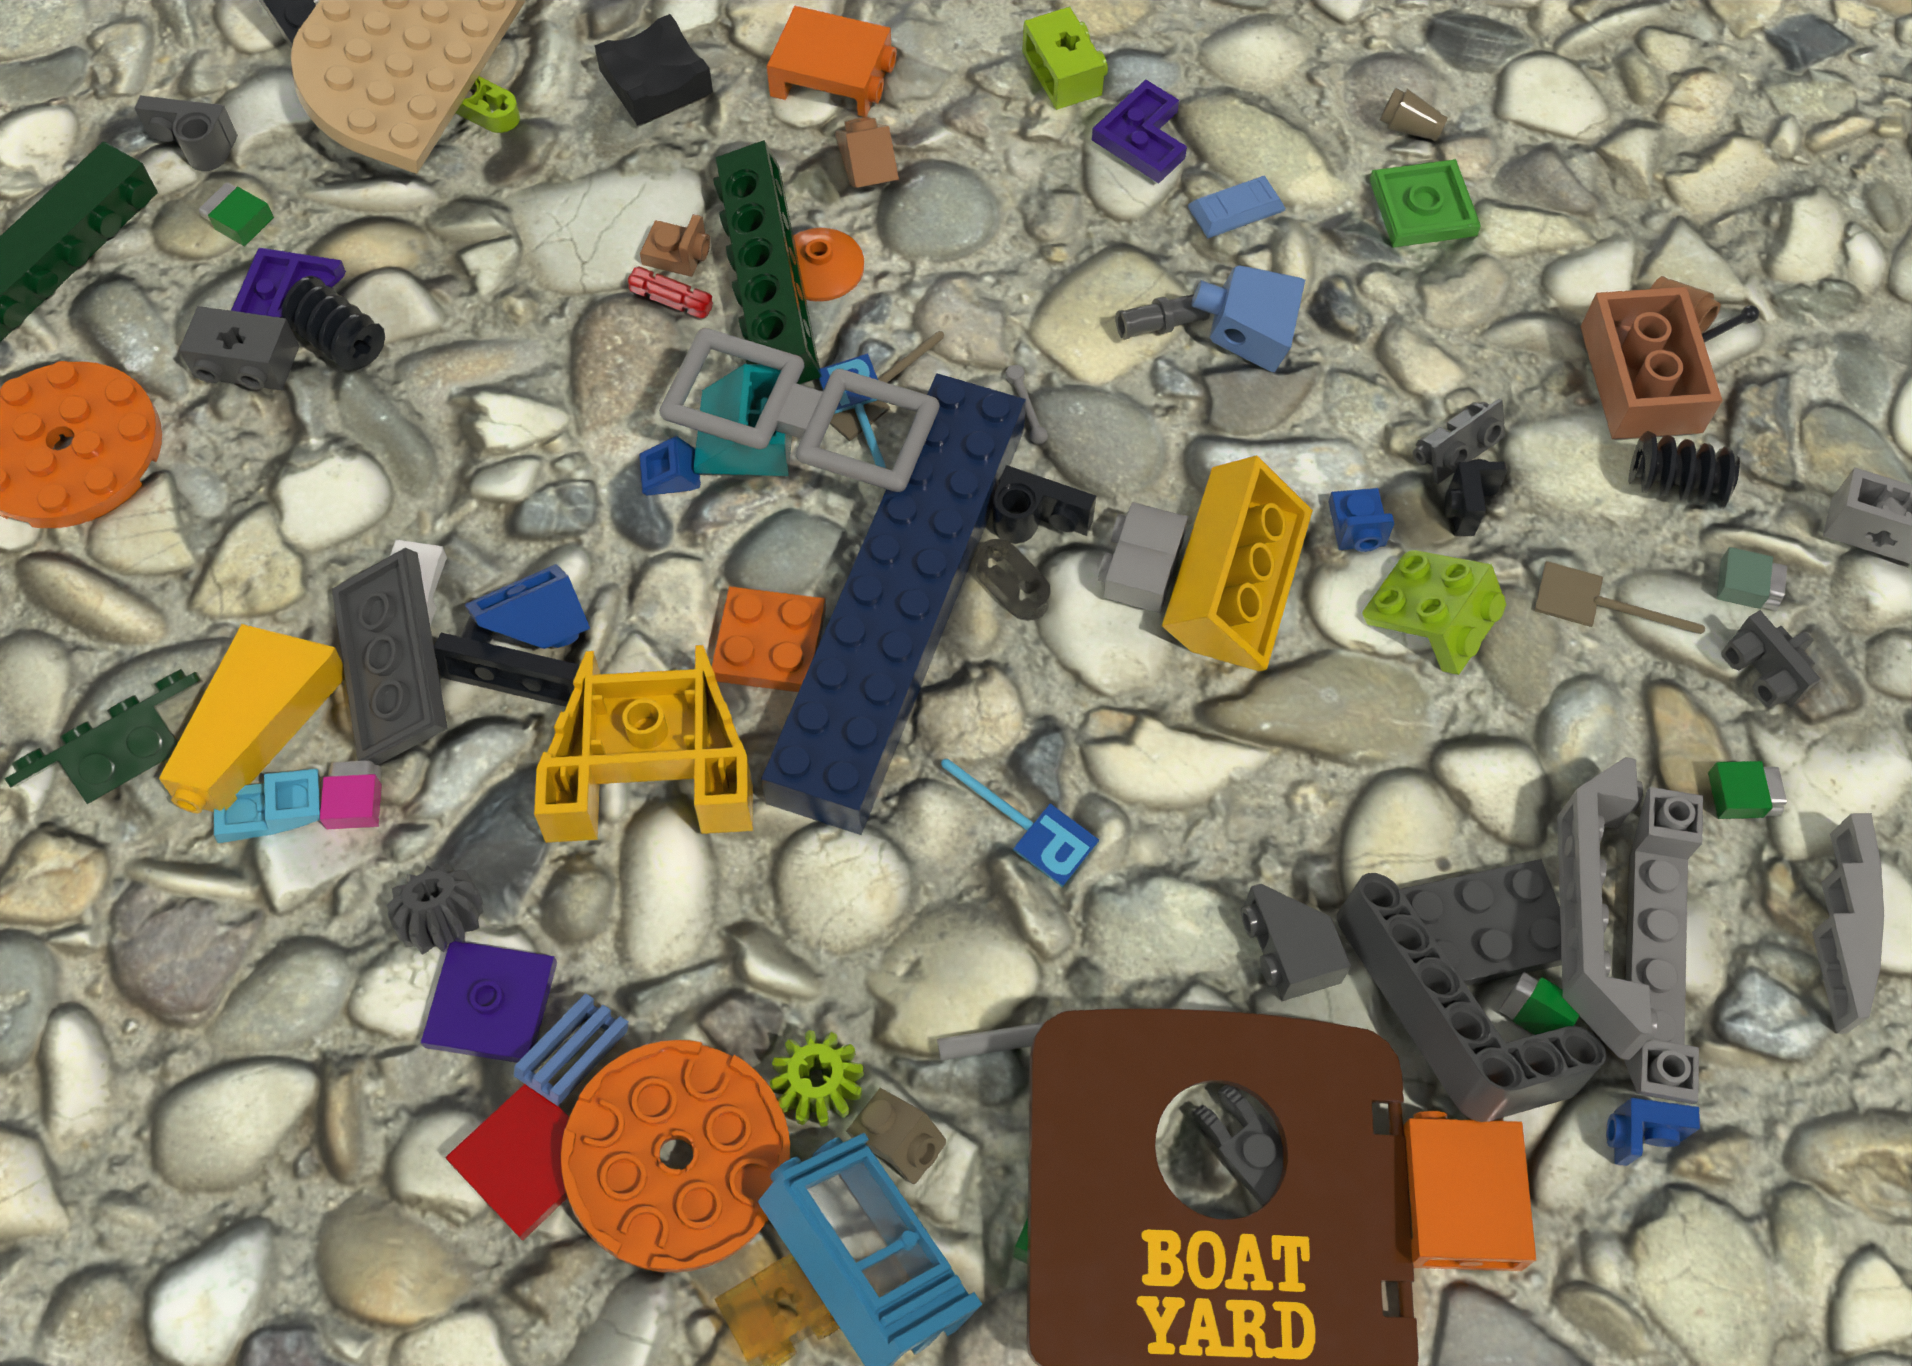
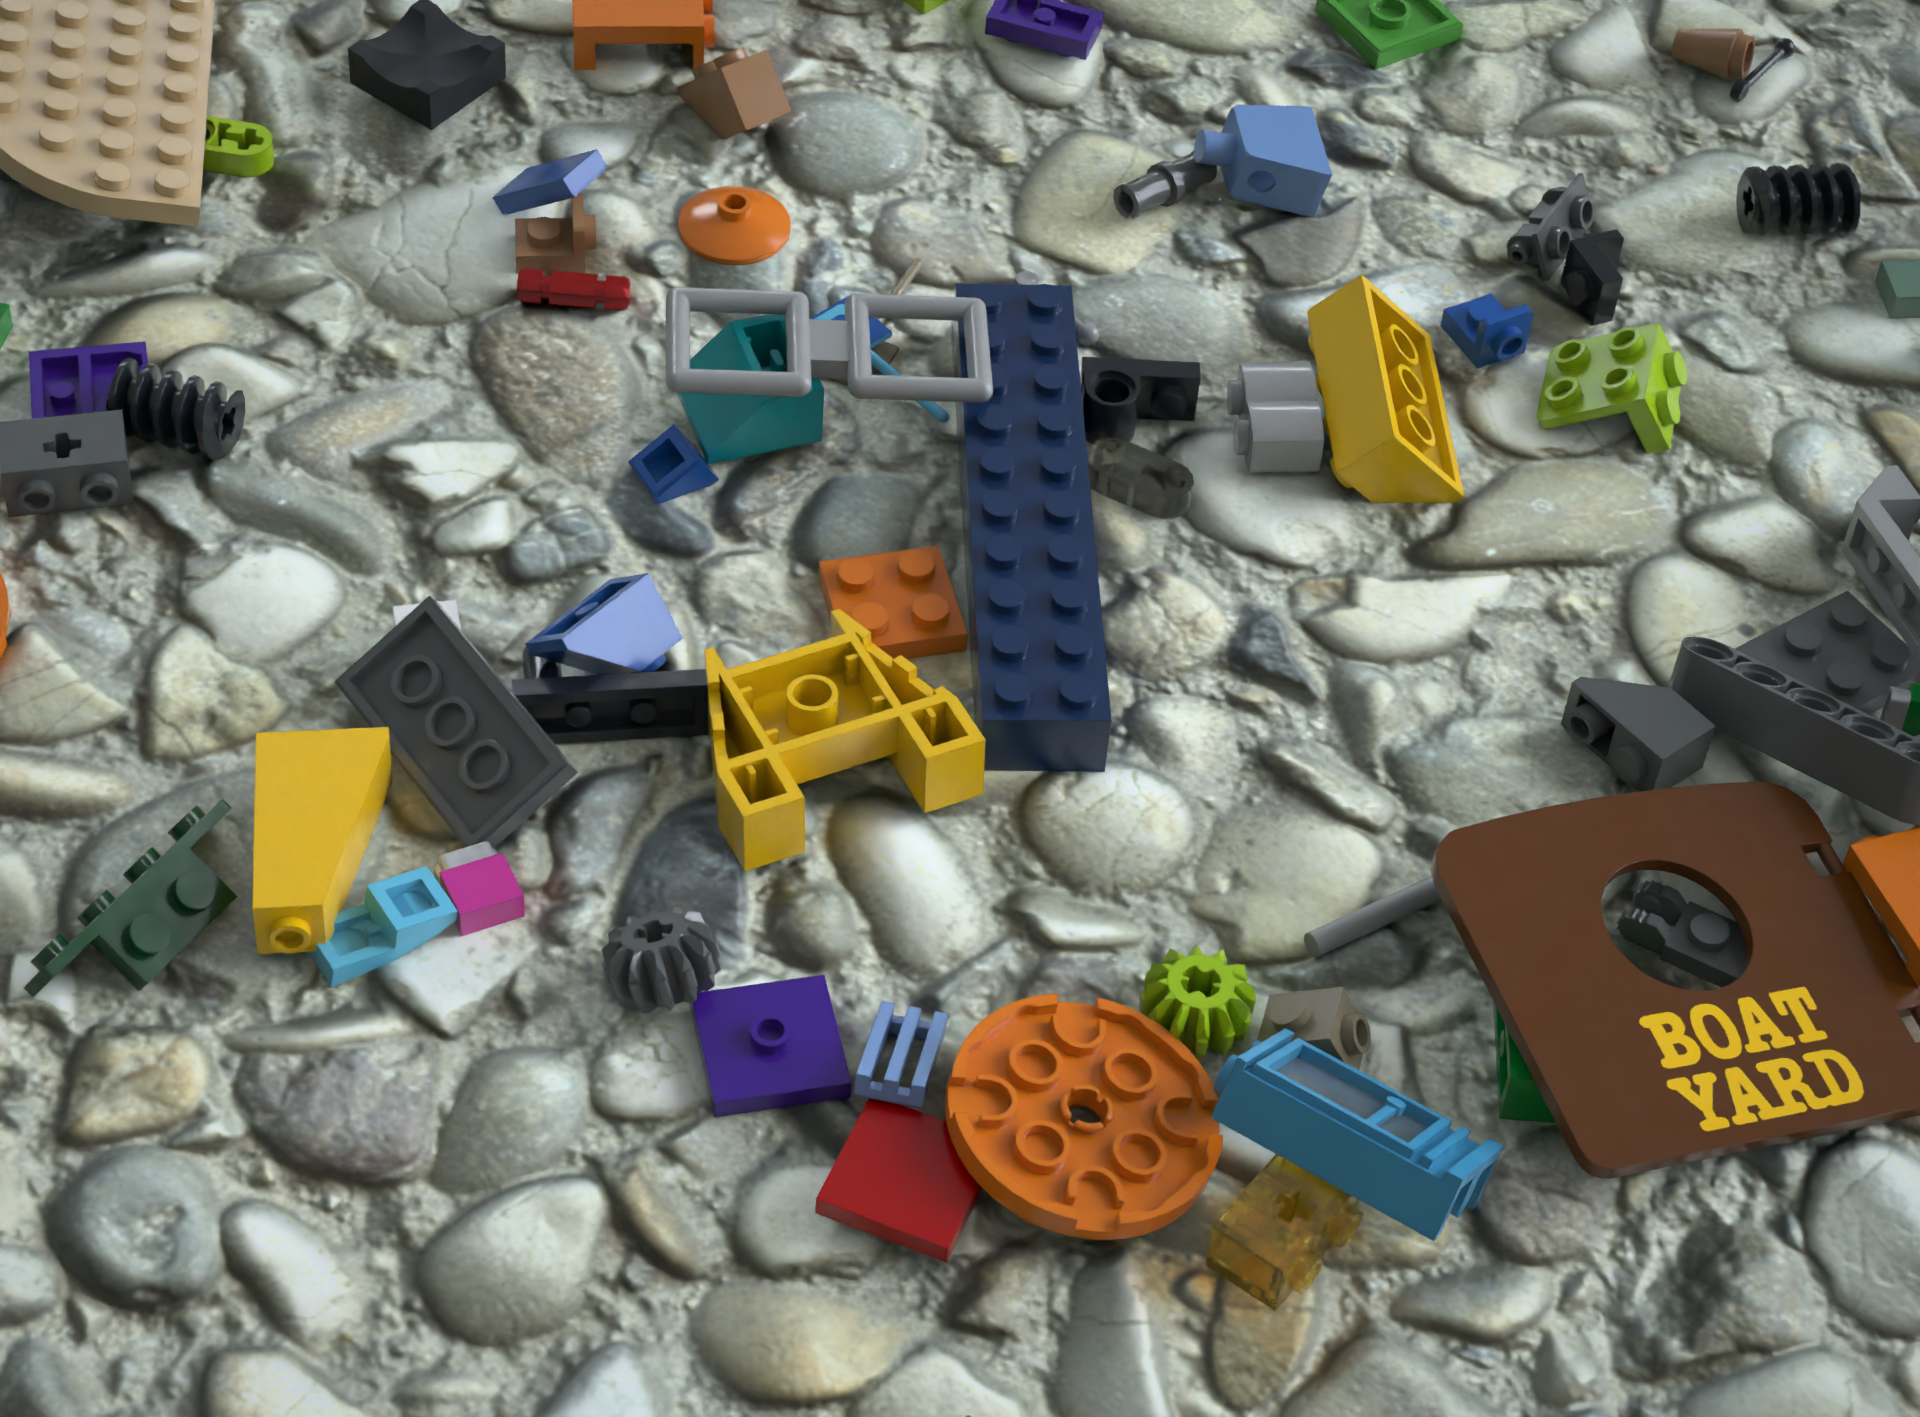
camera: 25 degrees left, 15 degrees down
(688, 198) = (550, 182): none -> blue tile
(764, 255) = (668, 211): dark green brick -> none
(1051, 843) = (1317, 718): piece -> none
(1236, 206) = (1185, 64): medium blue tile -> none
(1575, 597) = (1749, 349): dark tan piece -> none
(1650, 362) = (1712, 106): nougat brick -> none

